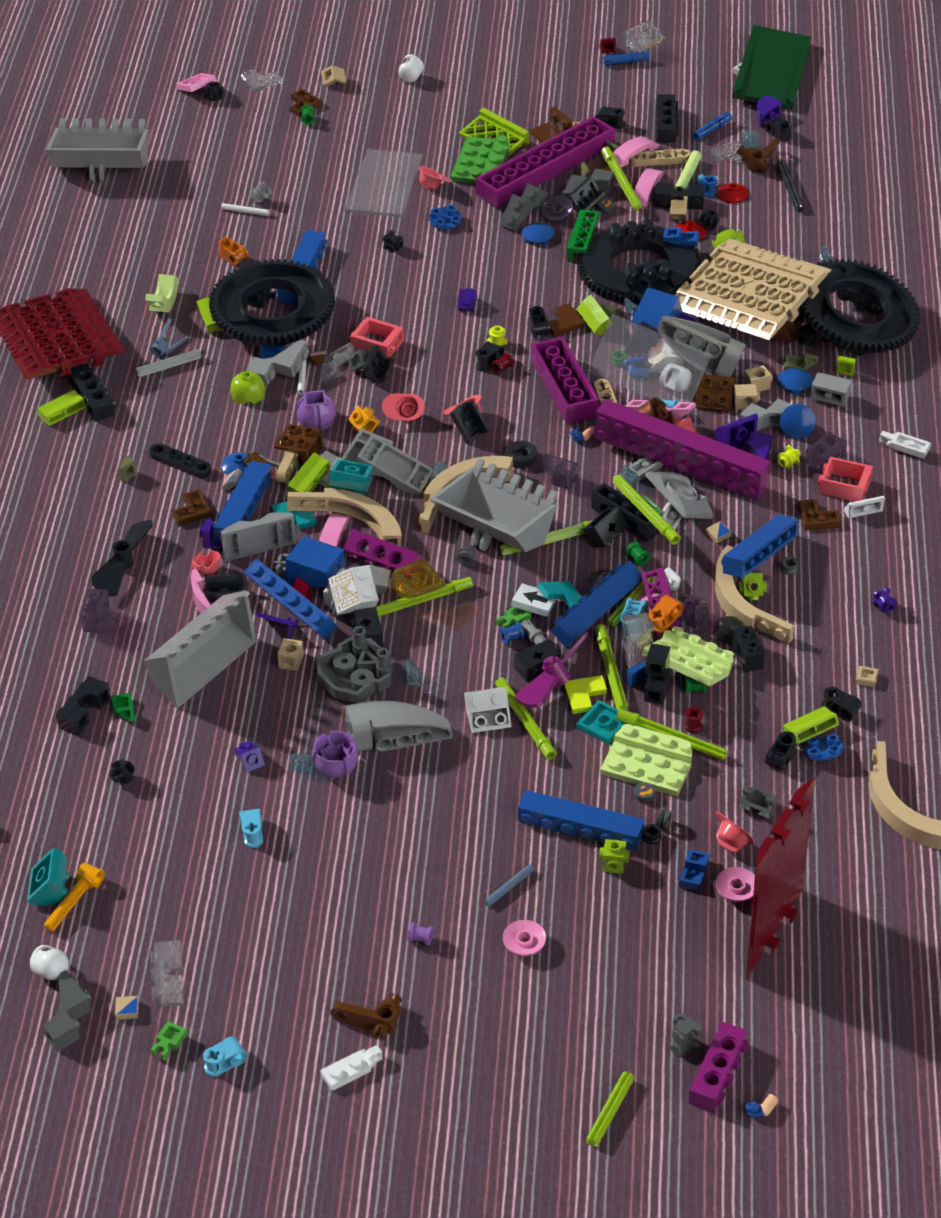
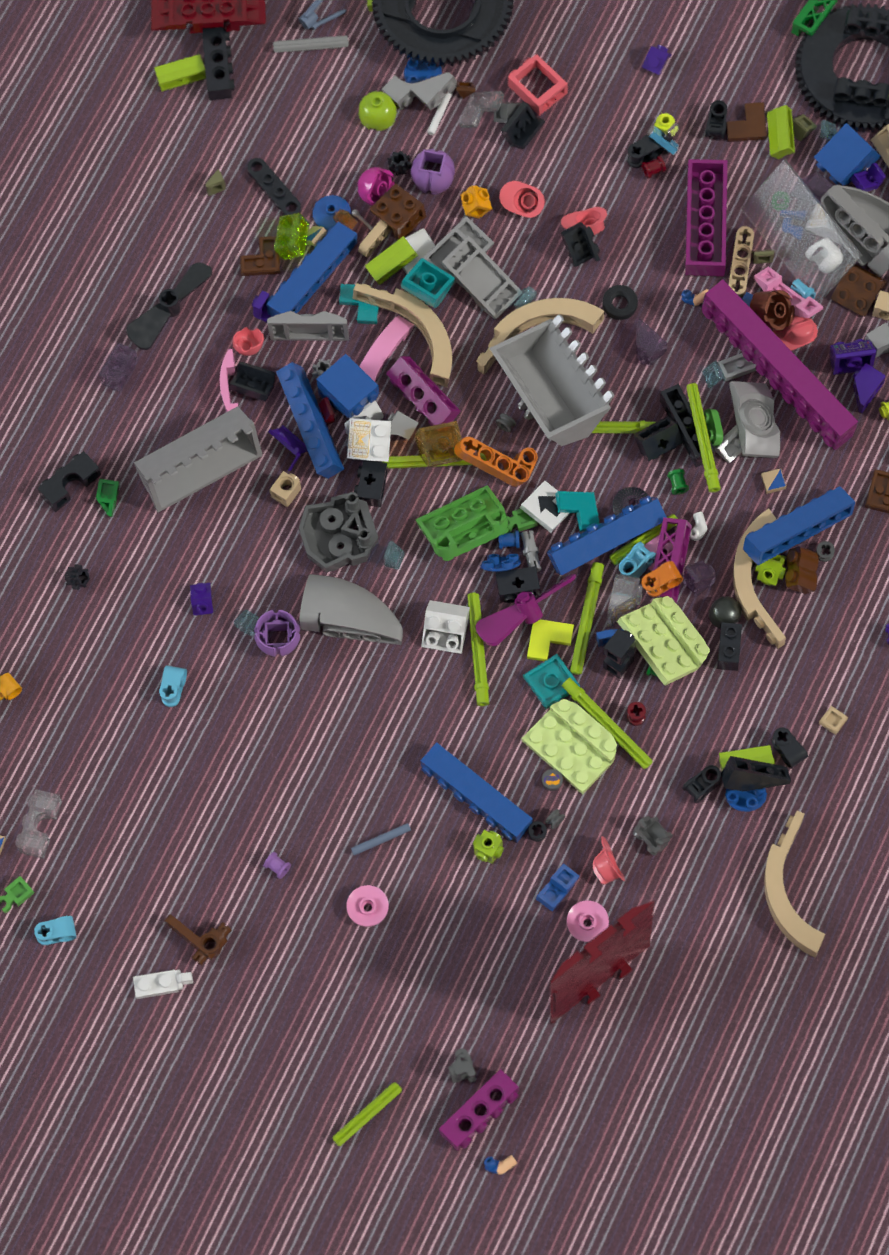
camera: 25 degrees right, 25 degrees up
(212, 482) = (291, 236): none -> clear neon green brick
(268, 430) = (374, 184): none -> dark pink cylinder
(283, 414) = (397, 158): none -> black gear
(467, 630) = (464, 523): none -> bright green plate
(473, 579) = (493, 457): none -> orange beam
(503, 341) = (665, 138): none -> piece
(506, 652) = (500, 564): none -> blue dish
(624, 393) = (763, 256): none -> olive slope
(779, 579) = (802, 570): none -> reddish brown brick
(819, 729) = (749, 775): none -> black slope

